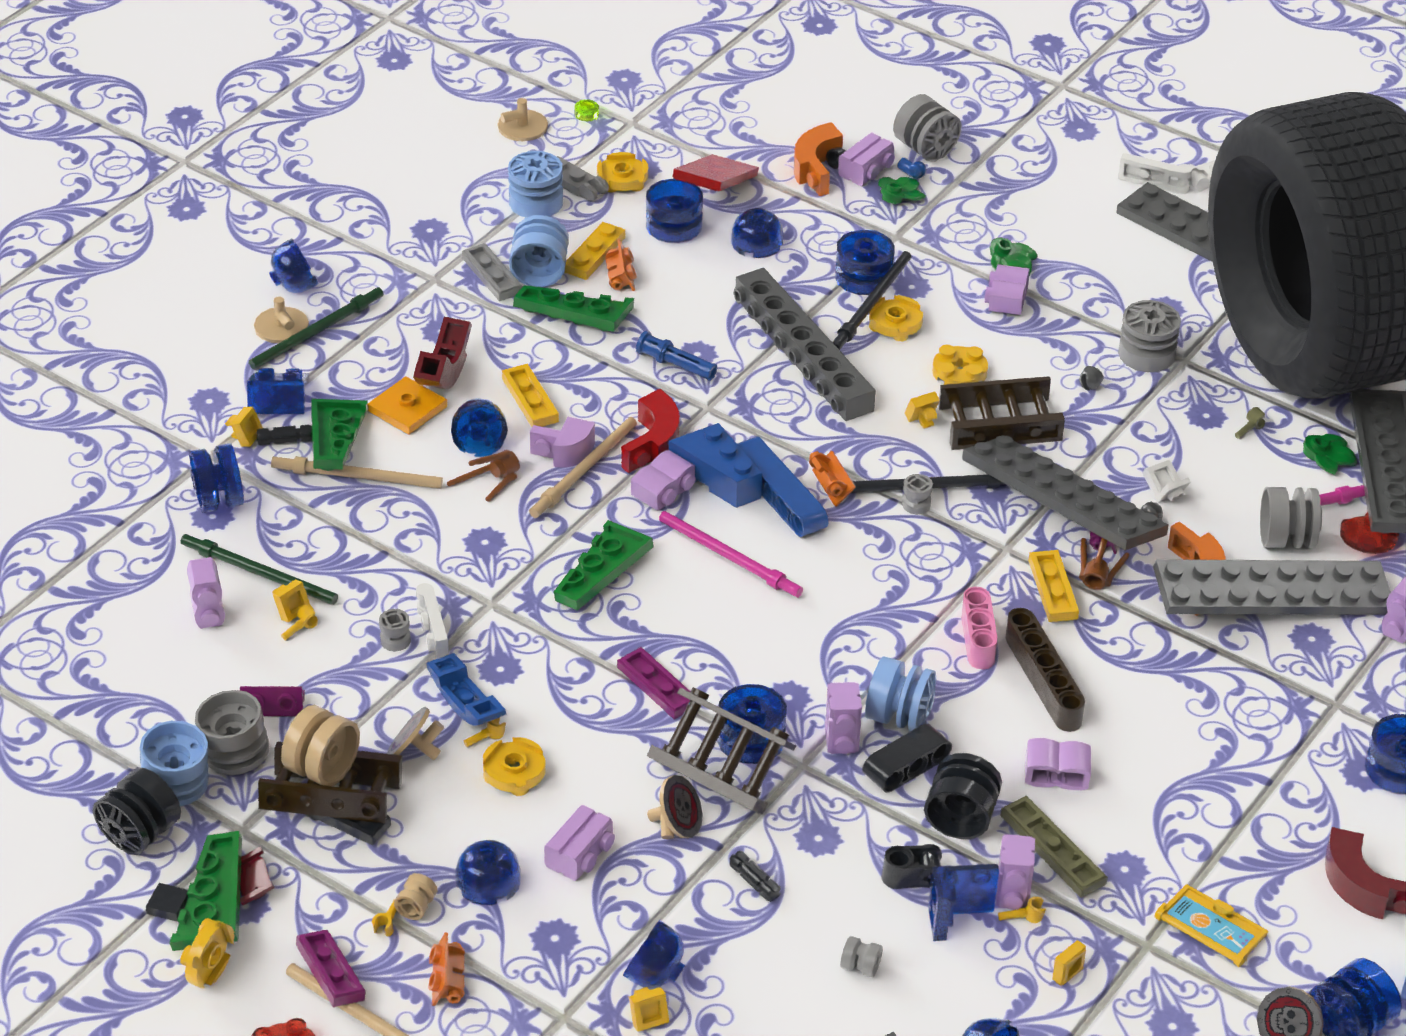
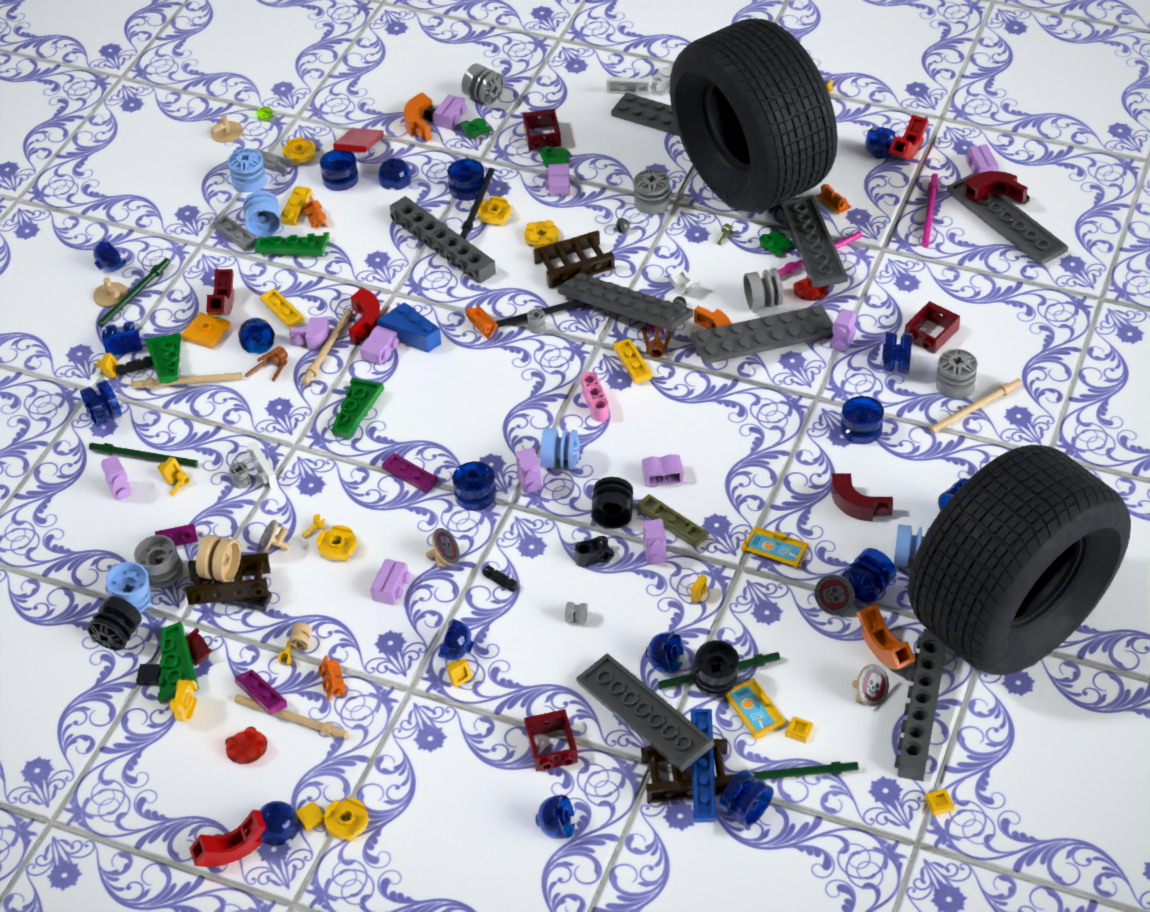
camera: 10 degrees left, 5 degrees up
(461, 693) = (292, 506): blue slope -> none
(487, 872) = (339, 612): clear blue cylinder -> none
(666, 352) = (357, 262): blue pin -> none
(723, 780) = (448, 519): fence -> none
(773, 577) = (463, 392): dark pink bar -> none
(785, 491) = (455, 336): blue beam -> none
(907, 757) = (572, 486): black beam -> none
(915, 170) = (482, 112): blue arm -> none
(923, 408) = (526, 266): yellow tile -> none
(960, 891) = (625, 560): clear blue bracket -> none
(1015, 198) = (547, 119): none -> dark red window
(1031, 912) = (669, 563): yellow hand -> none
(1045, 669) = (640, 414): dark brown beam -> none

